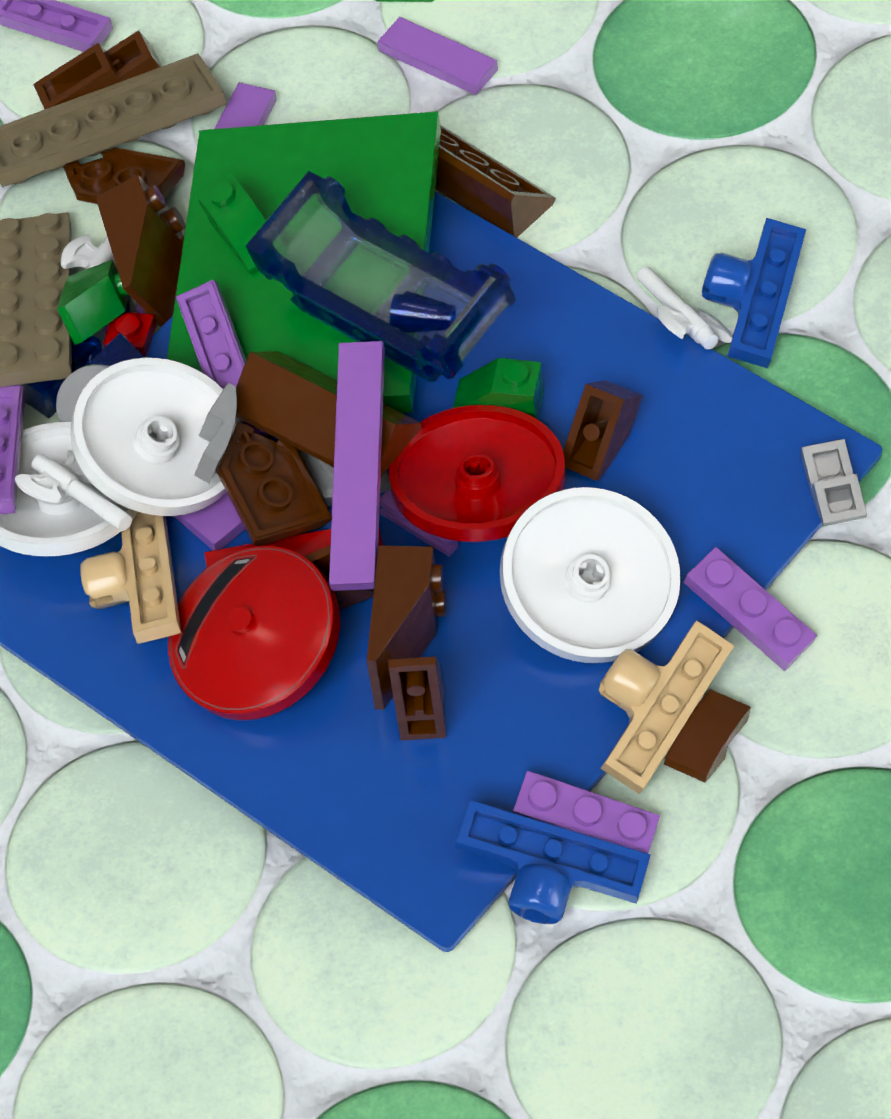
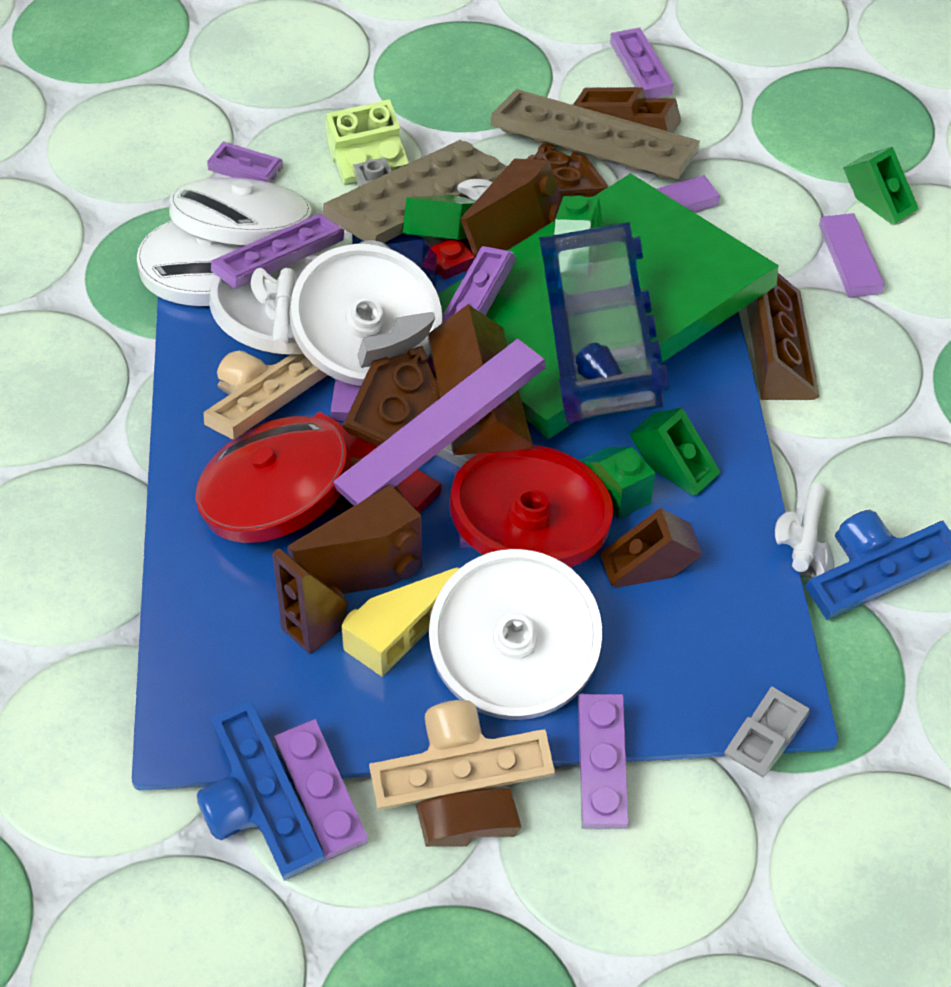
camera: 40 degrees right, 5 degrees down
(485, 651) = (392, 623): none -> light yellow slope
(526, 335) = (675, 450): none -> green slope

